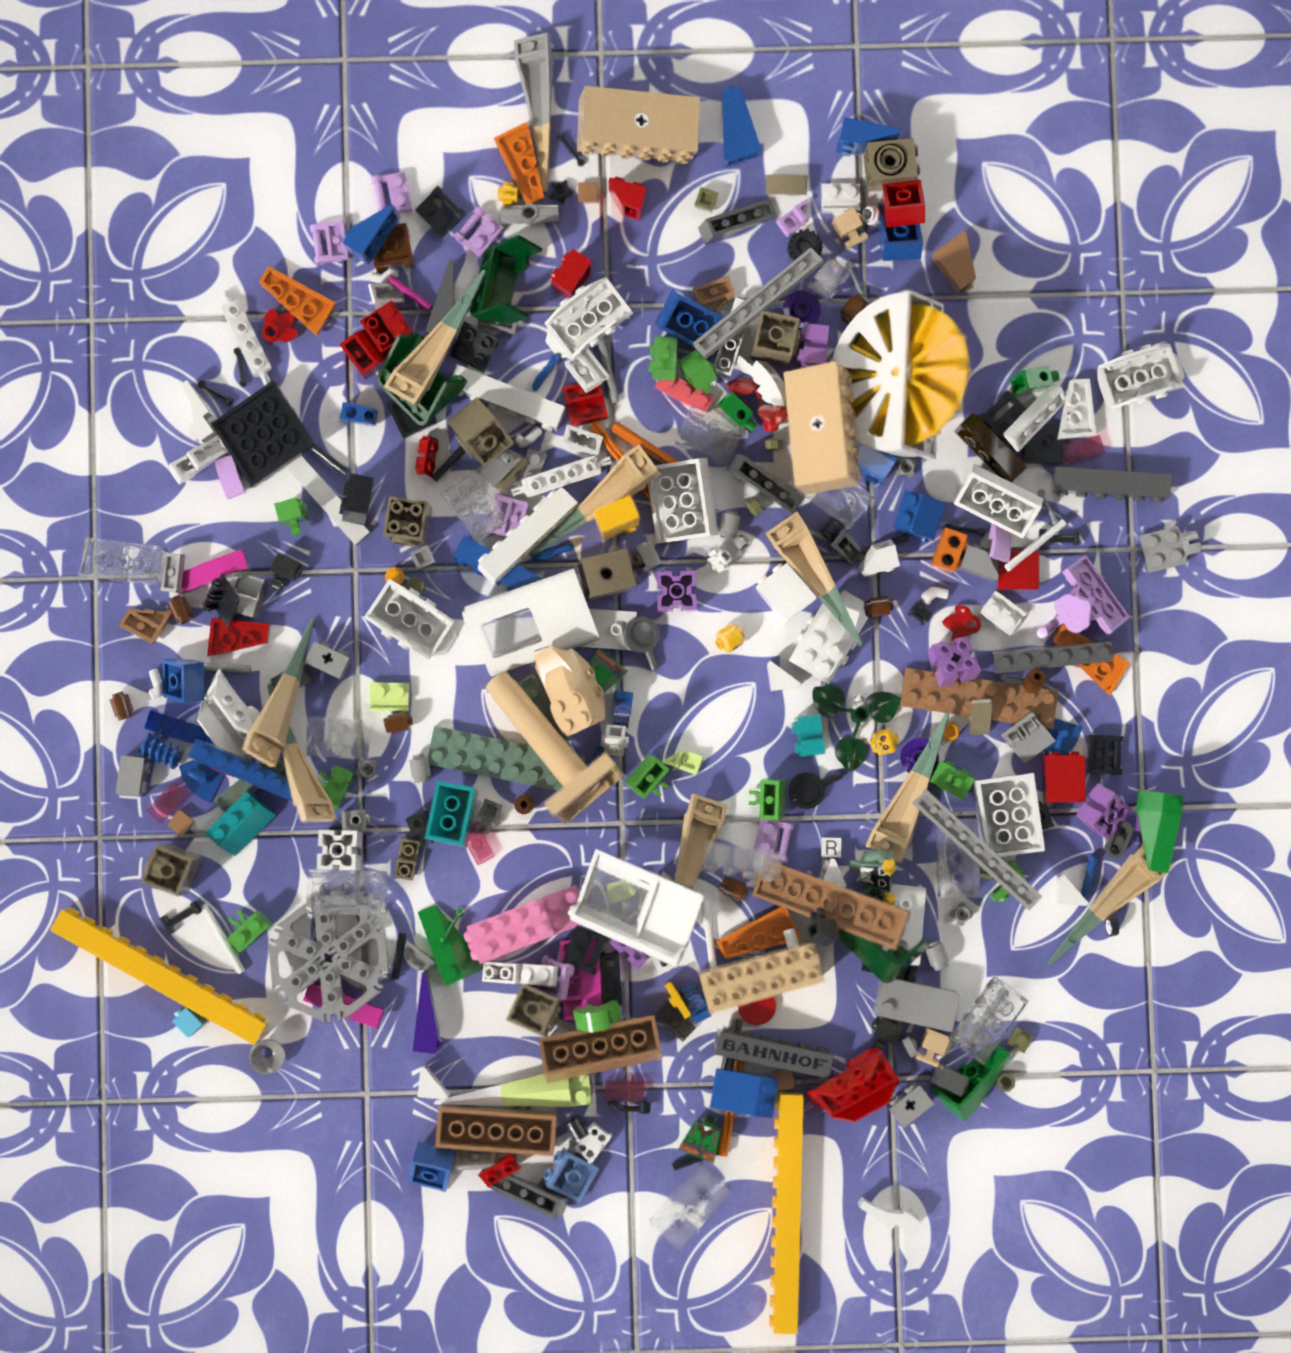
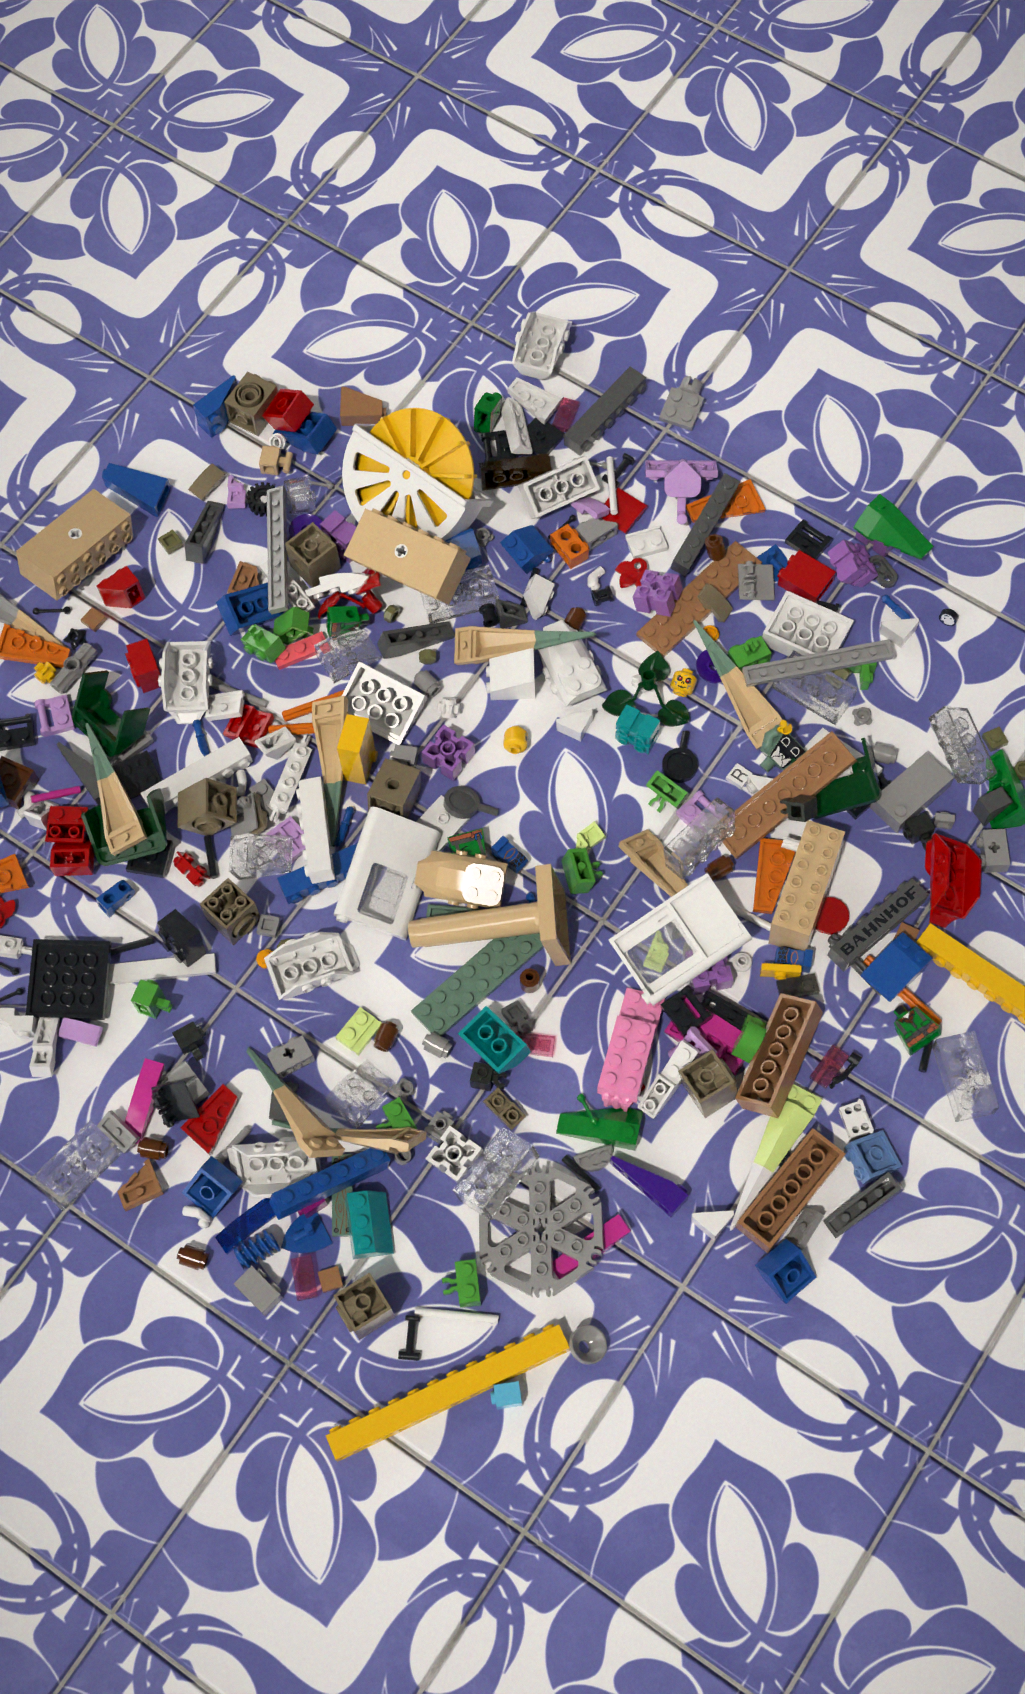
camera: 45 degrees left, 20 degrees down
(500, 1170) = (828, 1213): red hinge -> none
(577, 1128) = (834, 1119): black piece -> none
(615, 740) = (527, 875): white brick -> none
(741, 542) = (447, 684): light grey hinge -> none
(840, 197) = (246, 455): white plate -> none
(852, 308) = (336, 496): reddish brown brick -> none
(934, 1043) = (955, 800): tan brick -> none
(1125, 885) = (922, 584): tan plate -> none

